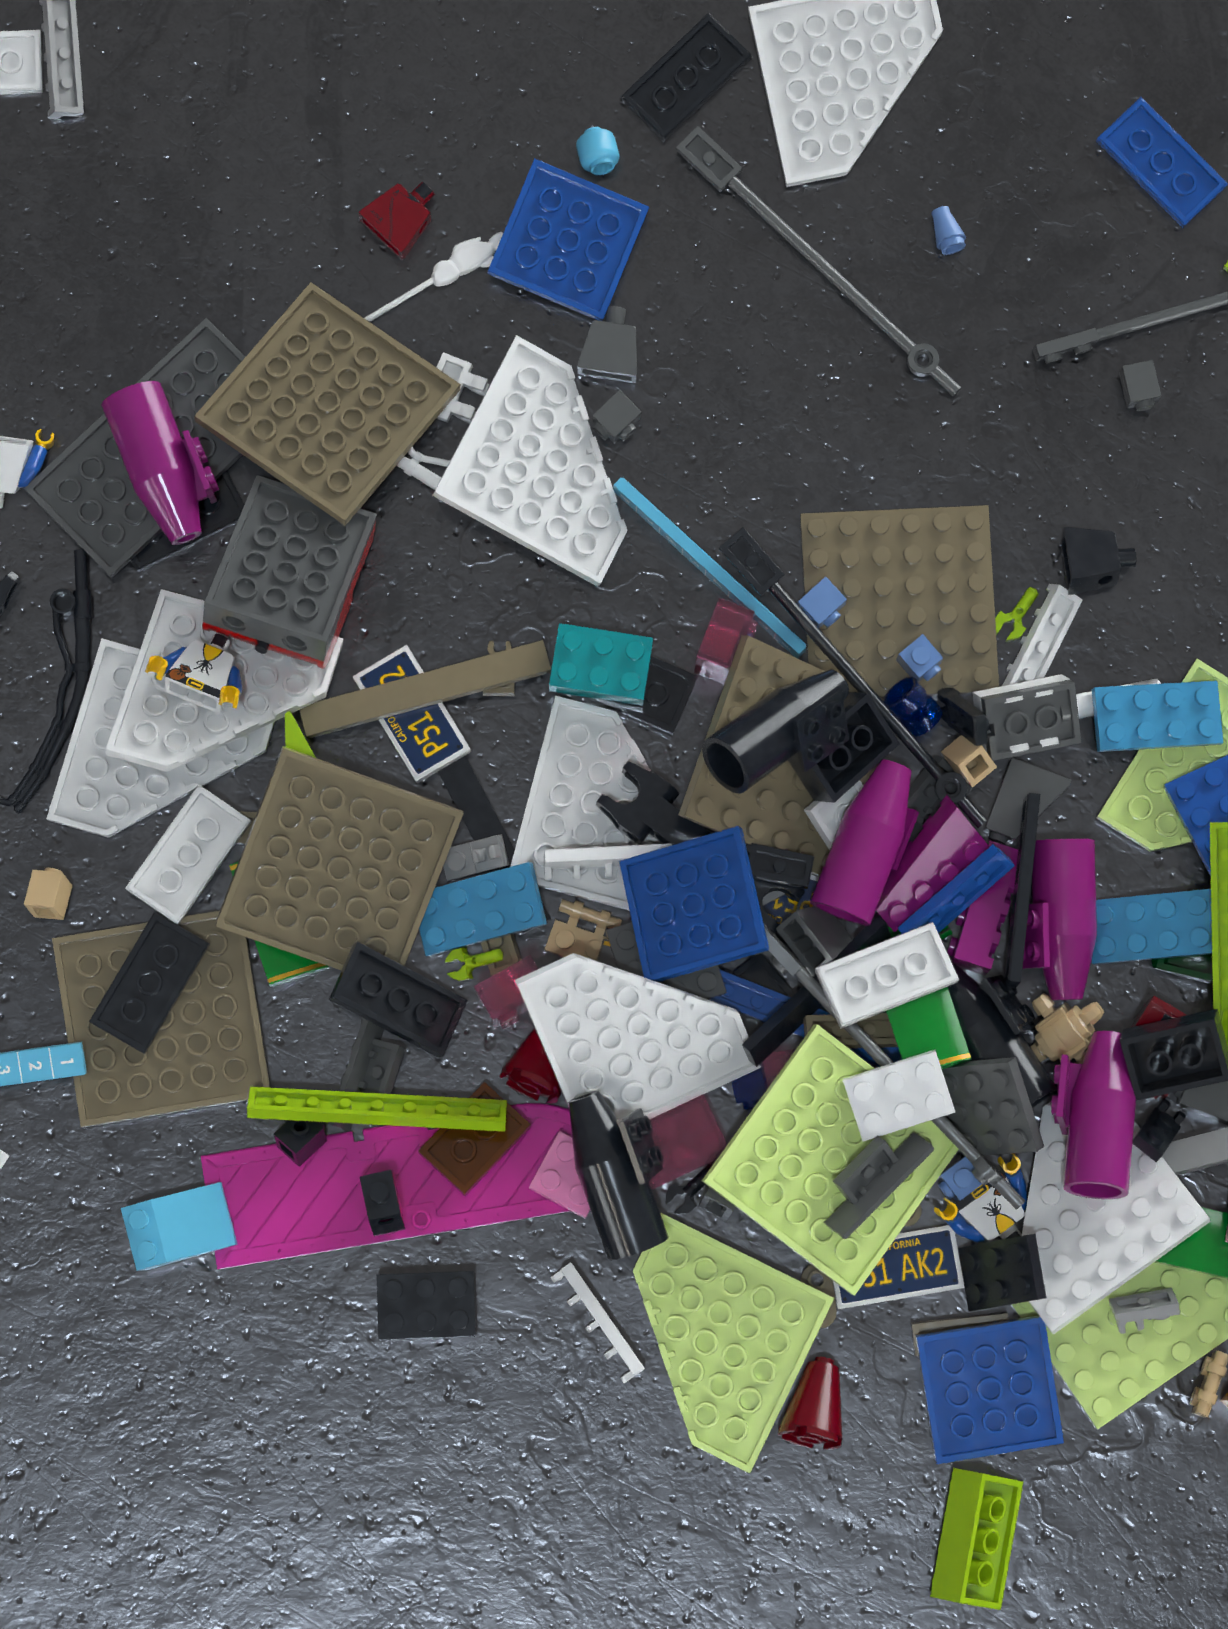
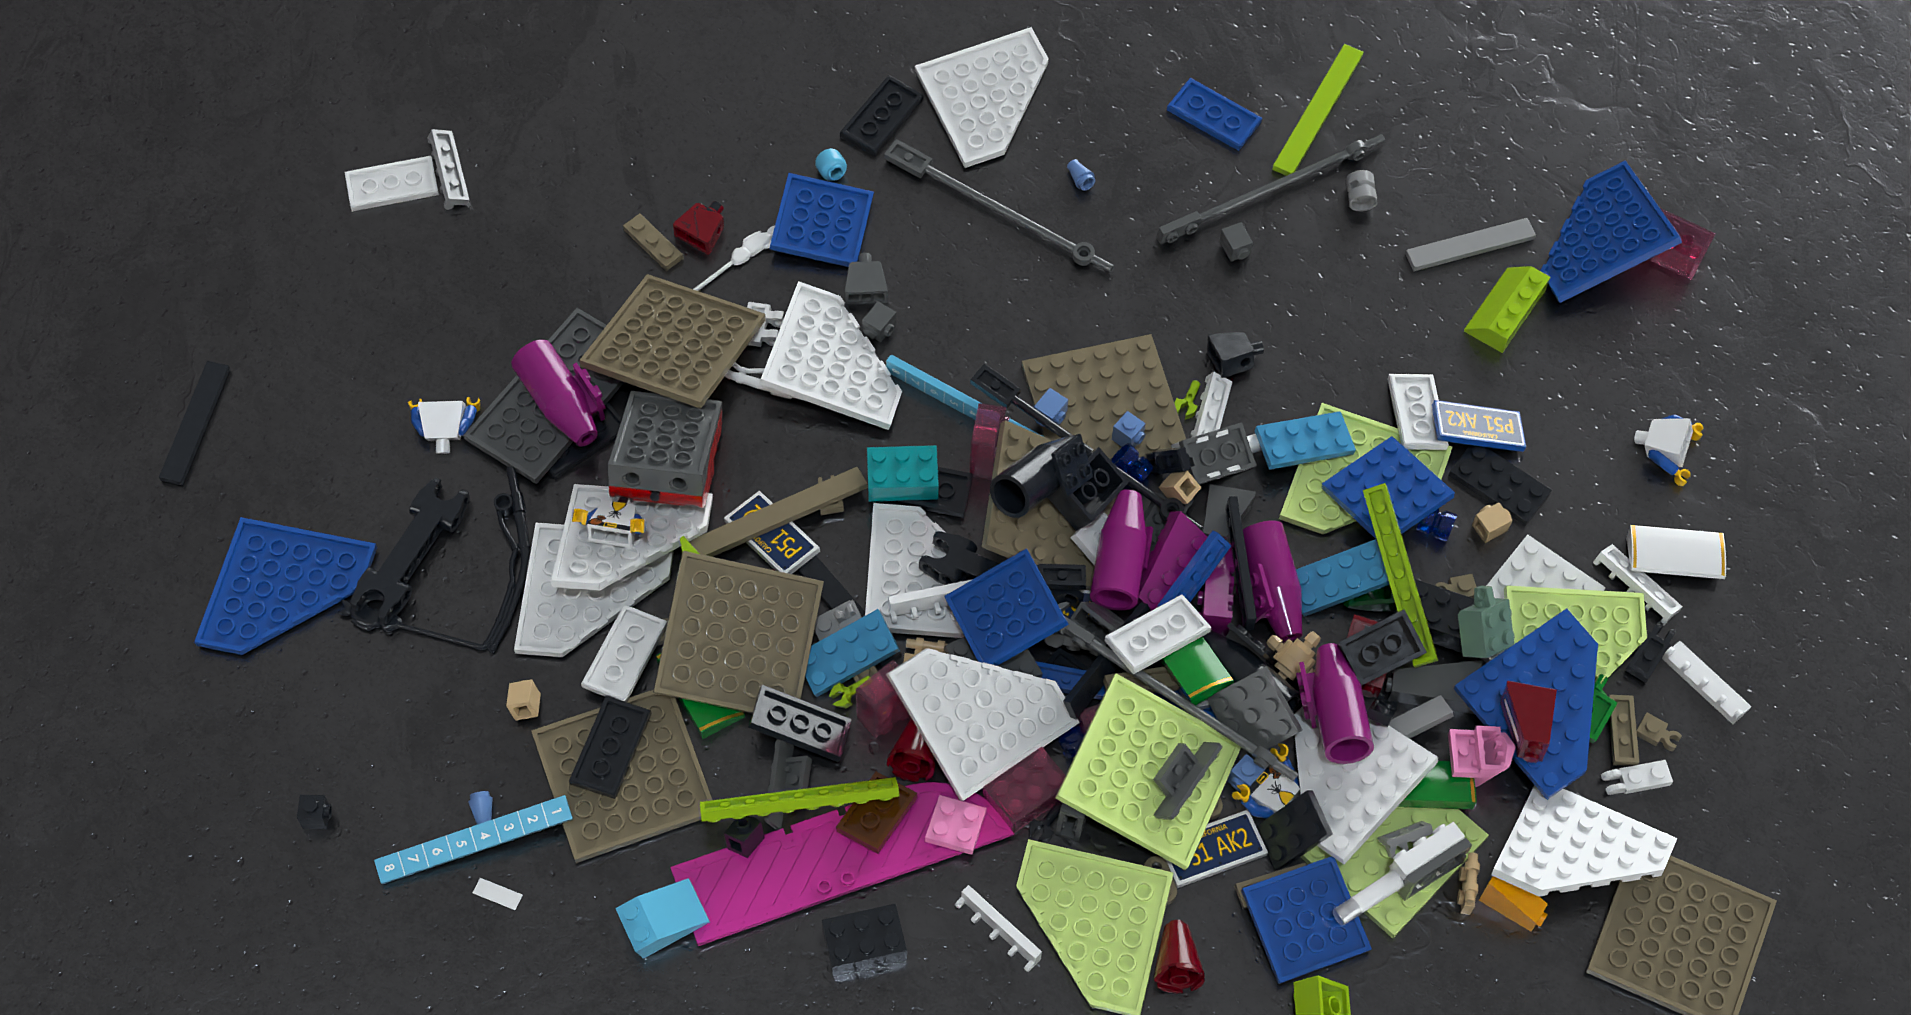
camera: 10 degrees left, 20 degrees down
(328, 227) = (653, 242): none -> dark tan plate
(382, 1202) = (813, 860): black torso -> none
(614, 1169) = (987, 803): black piece -> none
(899, 1095) = (1187, 712): white plate -> none
(1131, 1362) = (1411, 871): none -> piece

